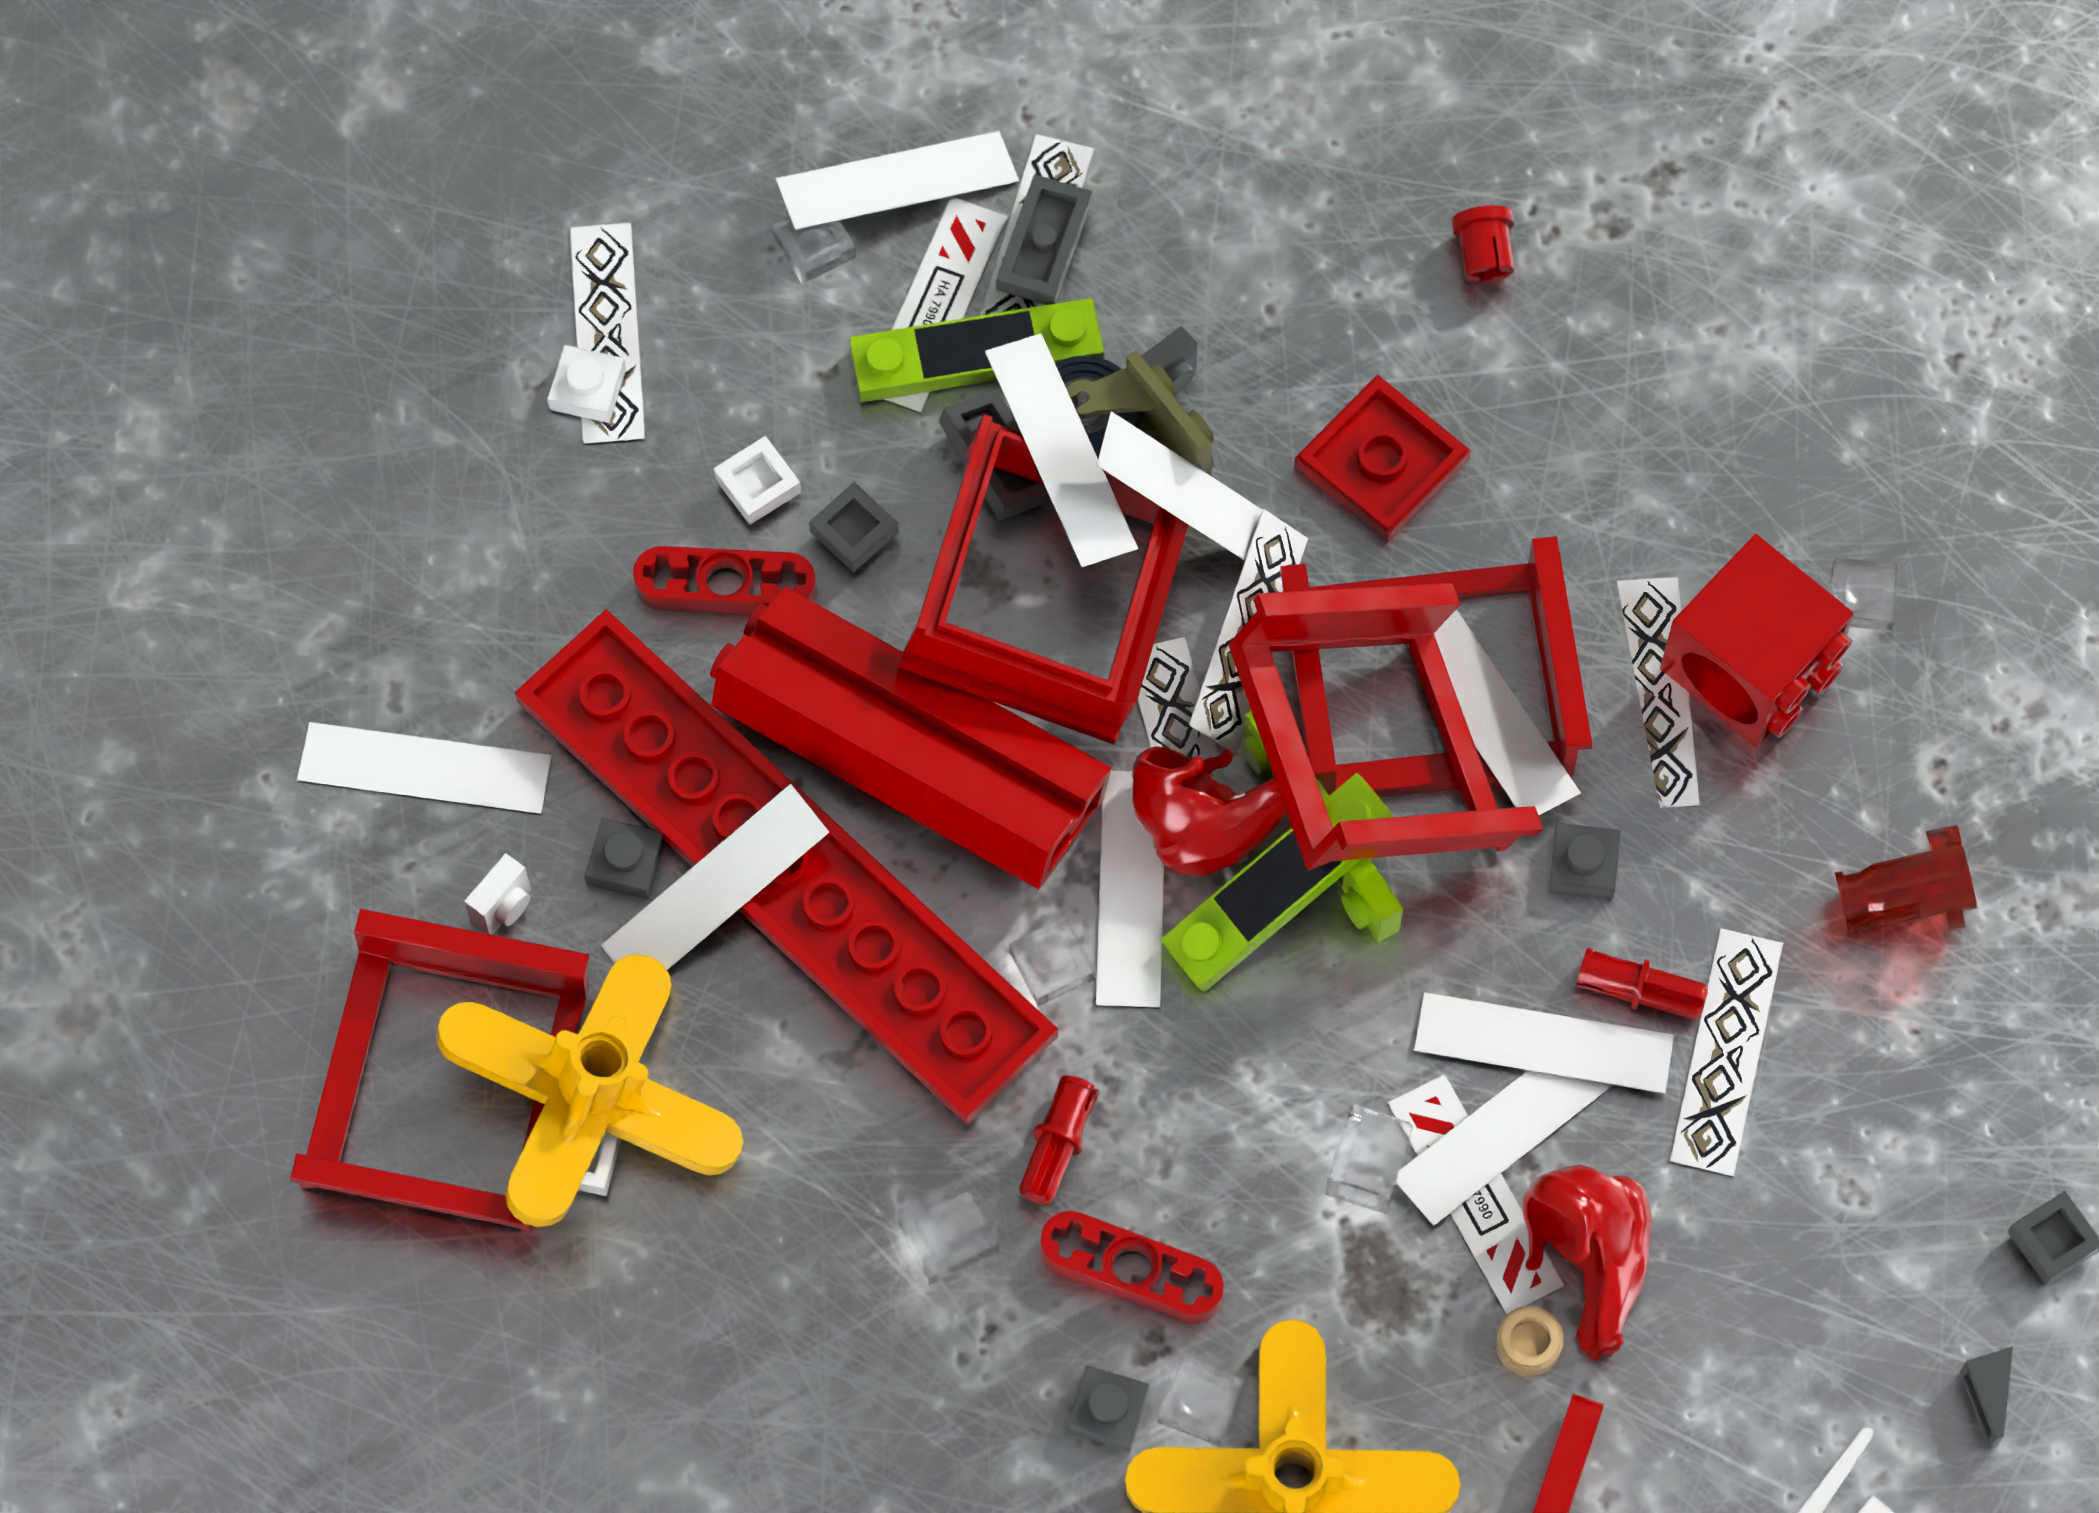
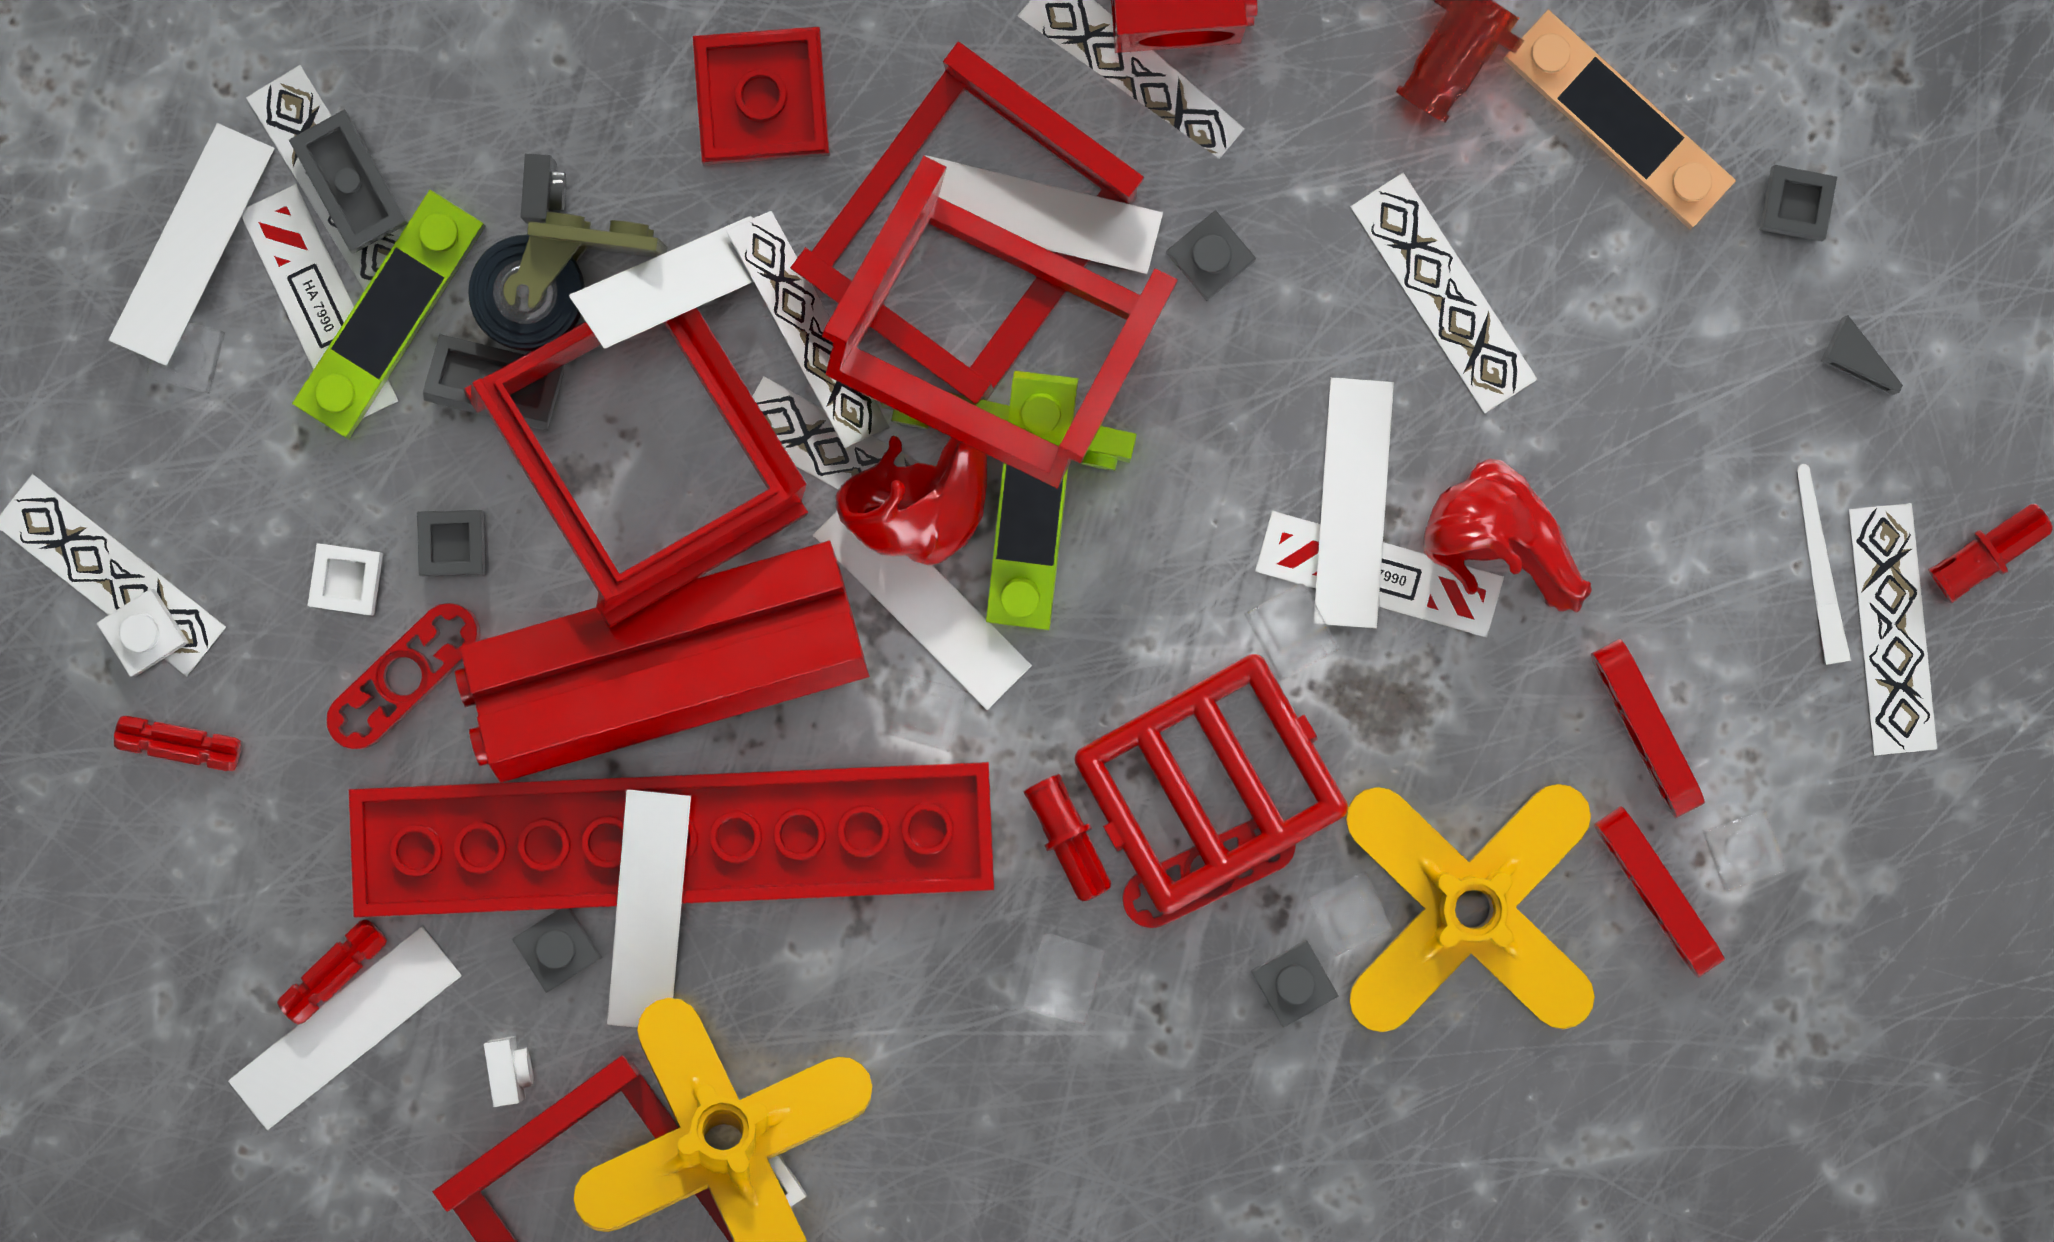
camera: 50 degrees left, 20 degrees up
(459, 718) = (331, 971): none -> red axle
(528, 474) = (177, 743): none -> red axle
(1061, 450) = (550, 349): white sticker -> none
(1209, 1277) = (1219, 864): none -> red bar
(1529, 1341) = (1521, 642): tan tile -> none
(1544, 1042) = (1317, 418): white sticker -> none
(1641, 984) = (1343, 308): red axle -> none
(1980, 1058) = (1619, 120): none -> plate

